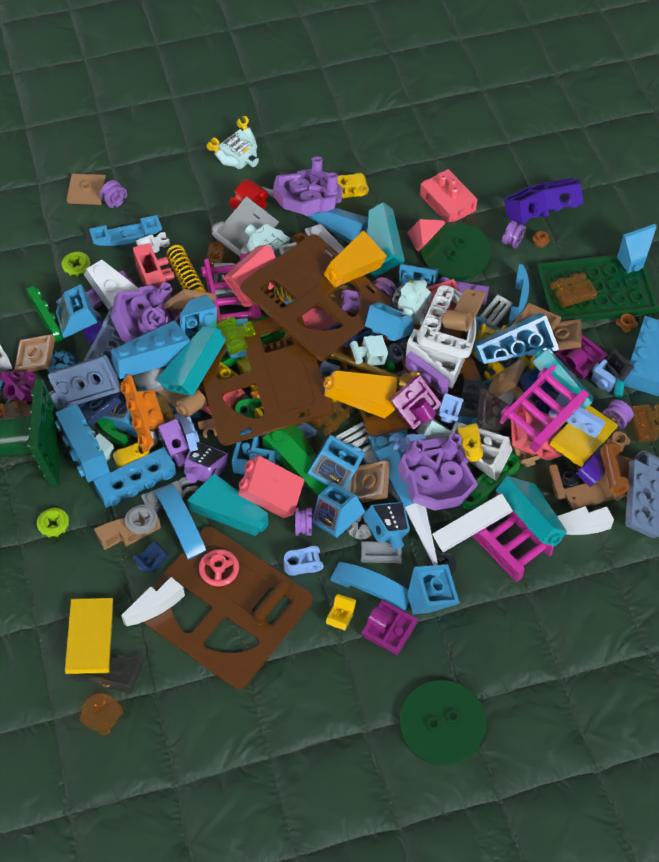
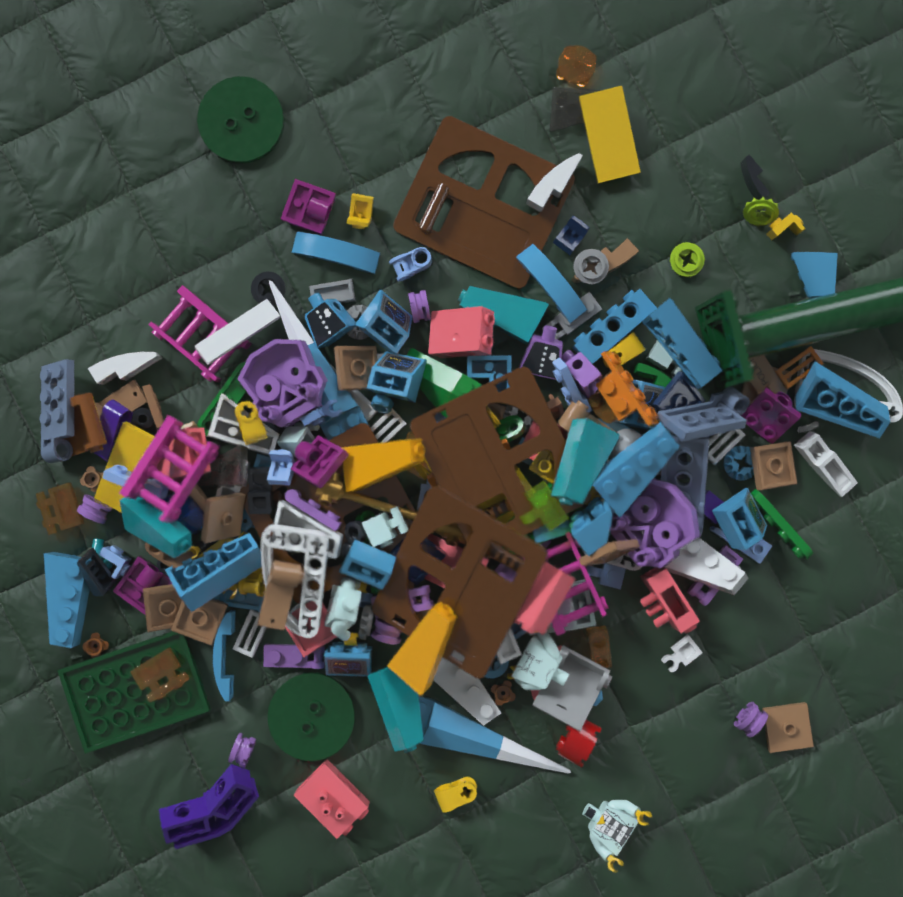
camera: 170 degrees right, 30 degrees up
(74, 258) = (770, 616): lime gear -> none
(126, 234) = (718, 664): dark azure slope -> none
(152, 319) = (644, 512): medium lavender wheel -> none
(176, 269) = (644, 640): yellow piece -> none
(217, 558) = (513, 245): coral piece -> none
(308, 190) = (496, 772): medium lavender brick -> none
(423, 232) = (351, 727): coral slope -> none
(431, 589) = (269, 250): dark azure slope -> none
(532, 509) = (174, 358): teal slope -> none
(541, 238) = (213, 751): dark orange plate -> none
(635, 248) = (85, 743): dark azure slope -> none

